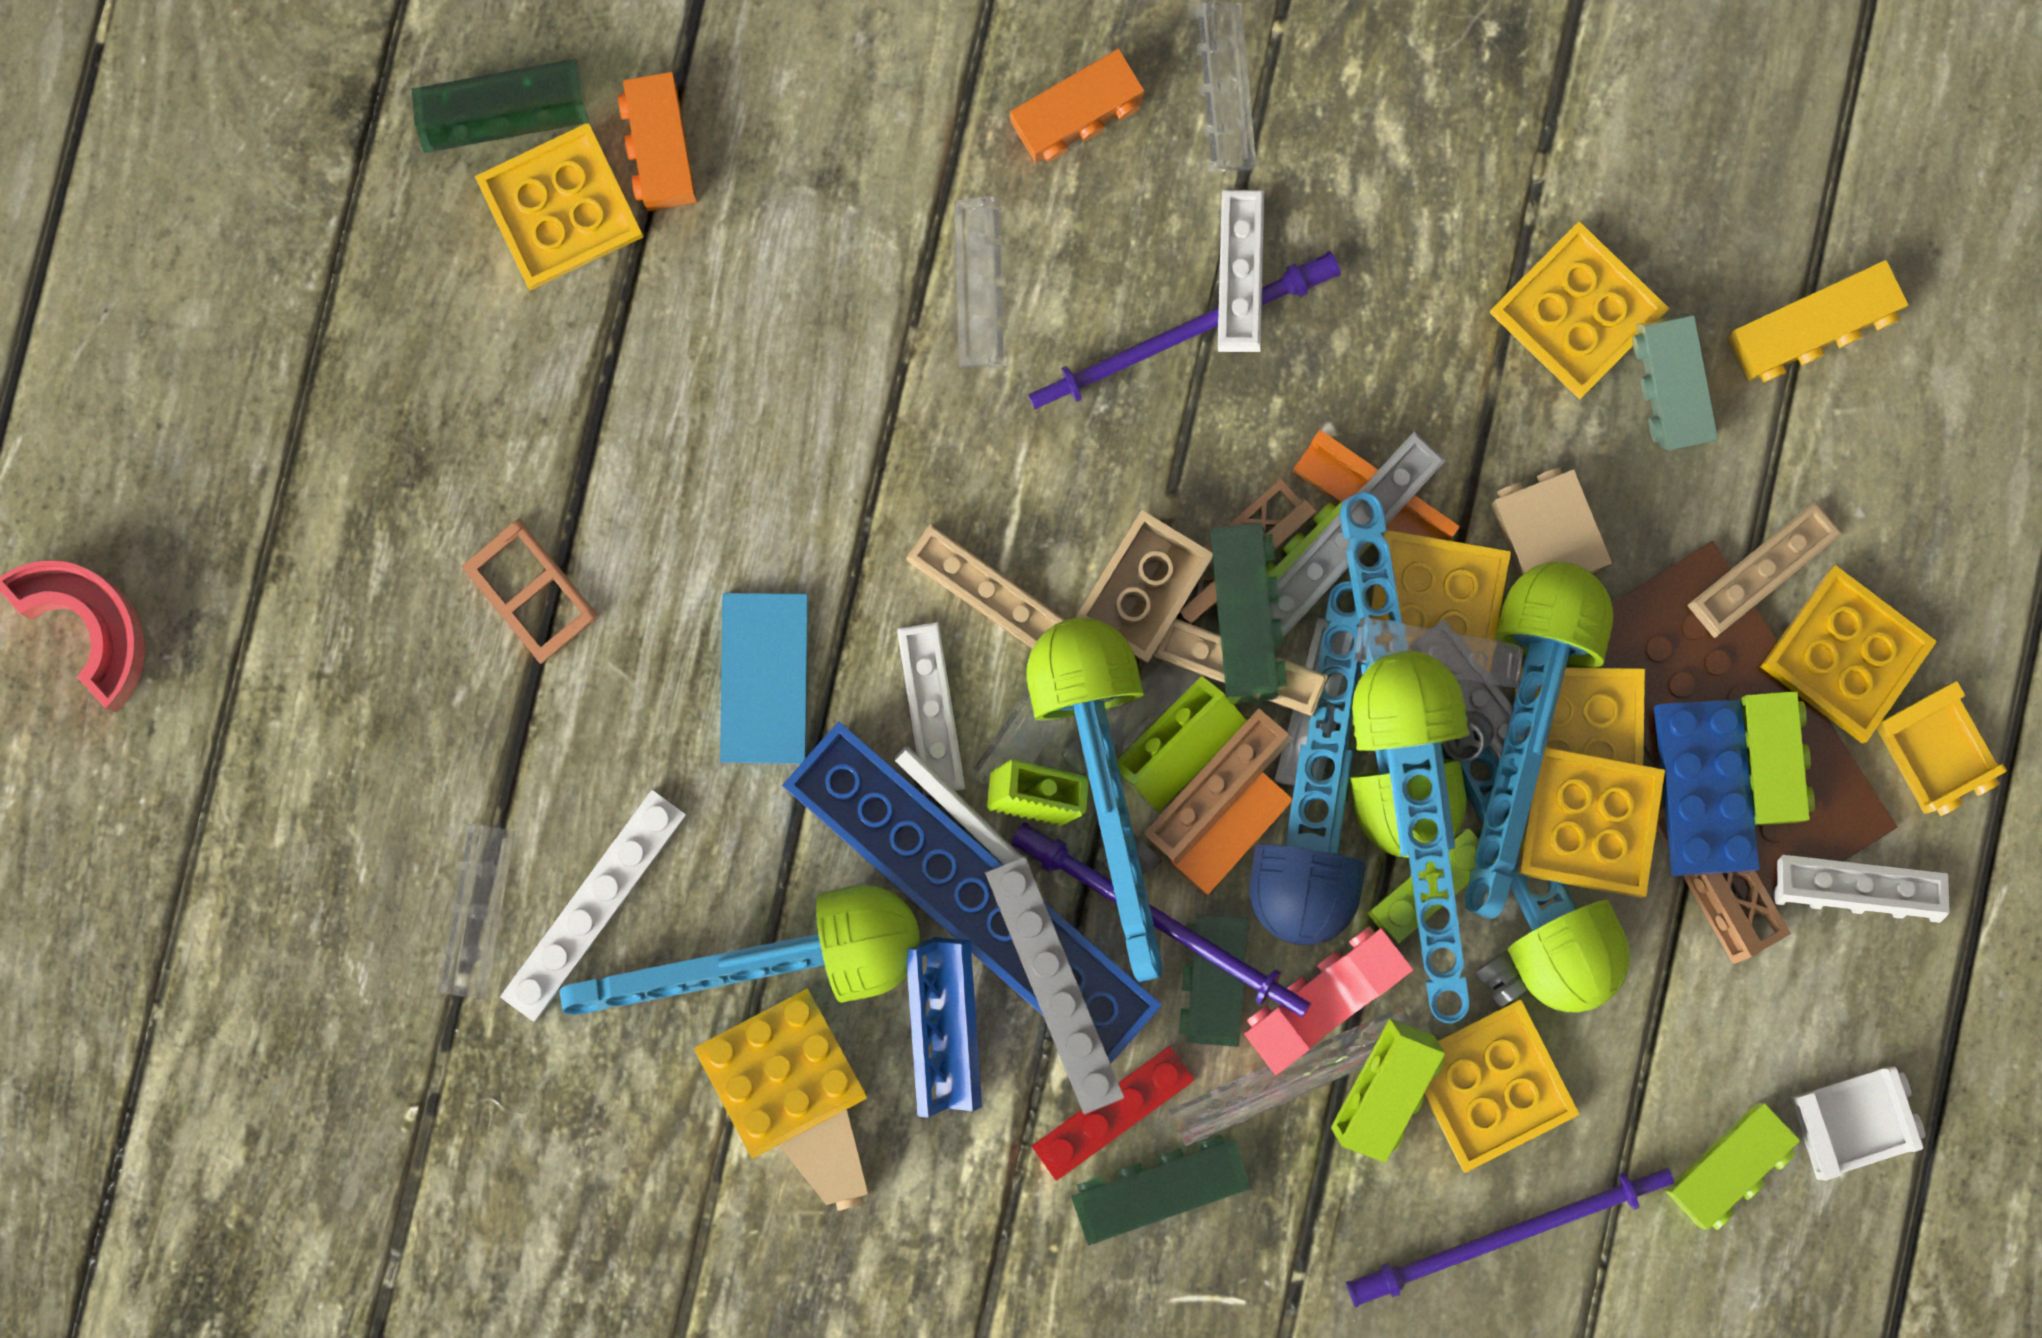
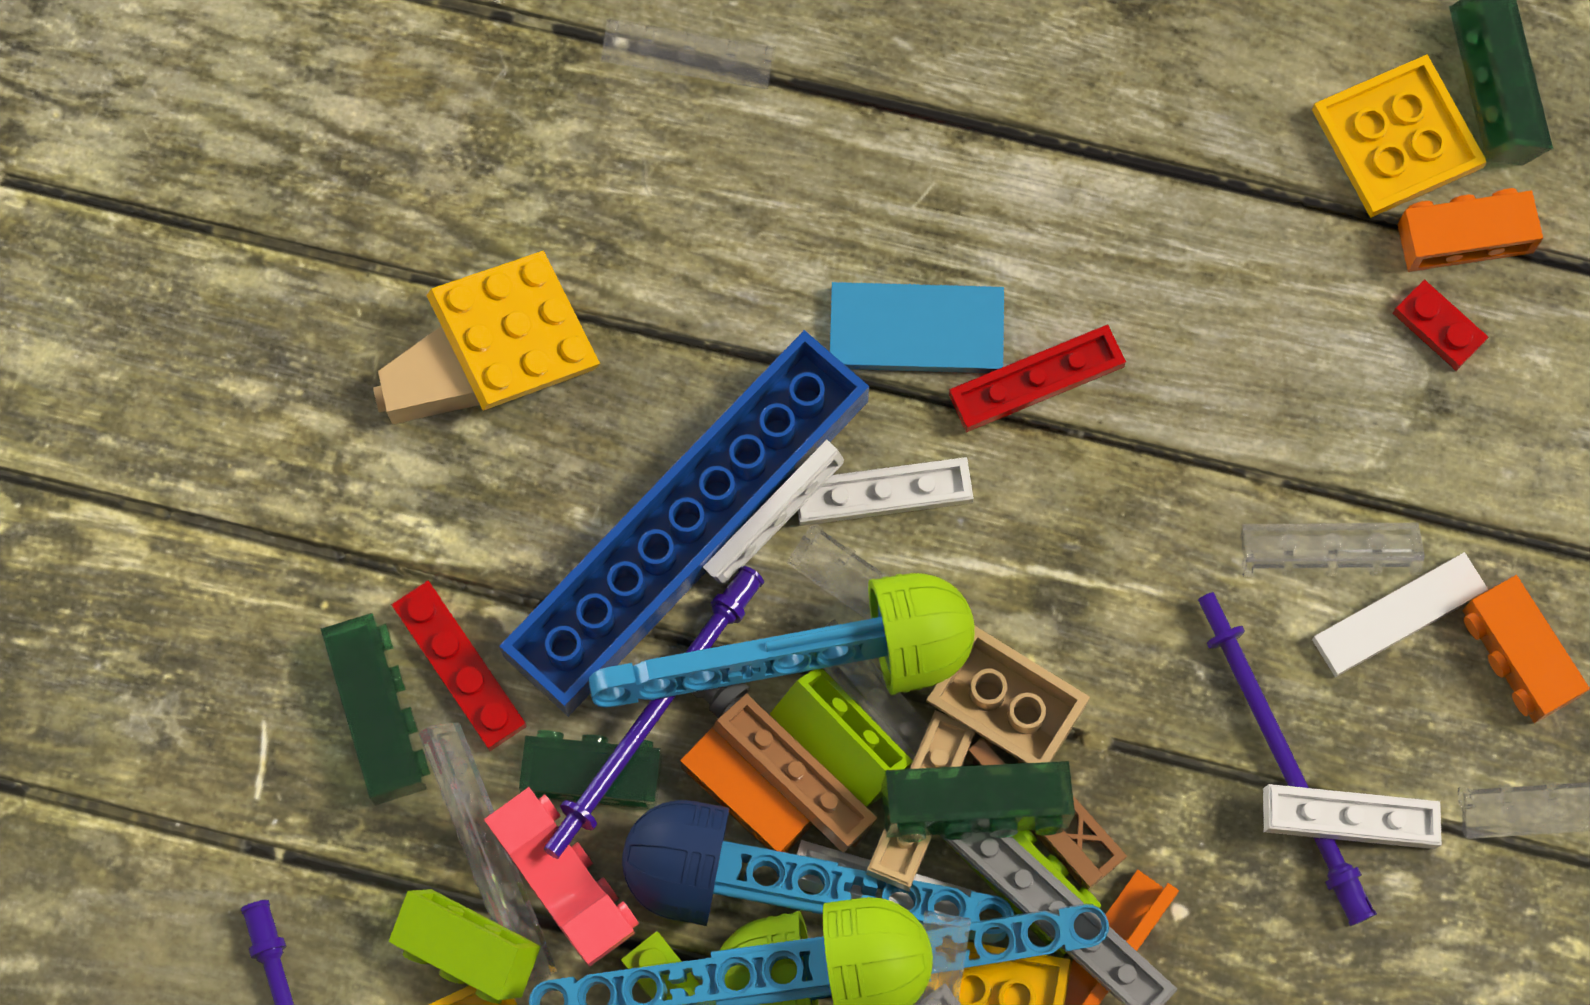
camera: 90 degrees right, 10 degrees down
(553, 572) = (988, 87): nougat window -> none
(593, 906) = (691, 164): white plate -> none
(753, 173) = (1440, 325): none -> red plate
(816, 561) = (1037, 378): none -> red plate
(859, 941) = (643, 399): piece -> none
(949, 1024) = (558, 493): blue fence -> none
(982, 587) = (1012, 542): tan tile -> none
(1037, 792) = (792, 586): lime brick -> none
(1043, 220) = (1399, 614): none -> white tile
(1054, 985) = (588, 593): light grey plate -> none

